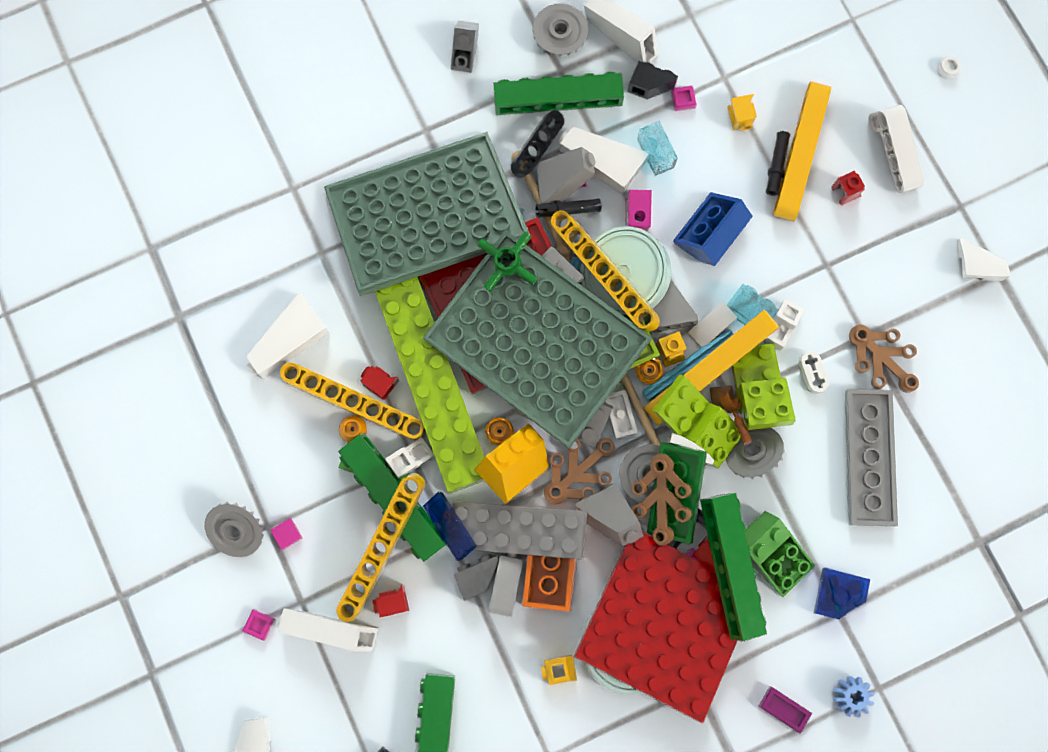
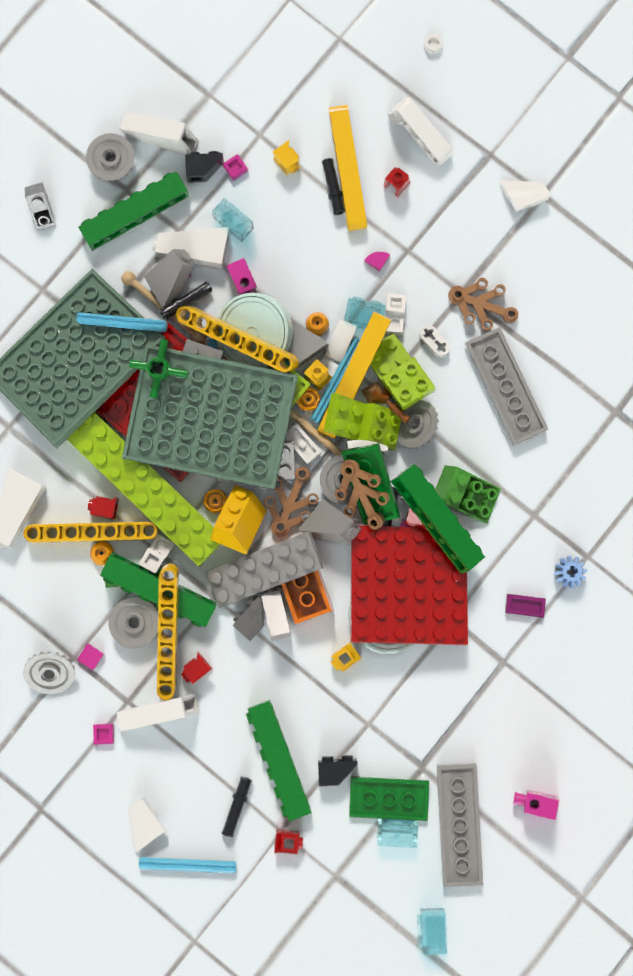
camera: 25 degrees left, 5 degrees up
(334, 516) = (120, 622): none -> light grey gear
(449, 526) = (212, 591): clear blue tile -> none
(492, 197) = (122, 322): none -> medium azure axle
(536, 142) = (136, 259): black beam -> none
(699, 289) = (317, 317): none -> light orange plate
(713, 228) = (306, 263): blue slope -> none
(790, 259) = (377, 260): none -> dark pink tile
(840, 593) = (527, 500): clear blue plate -> none

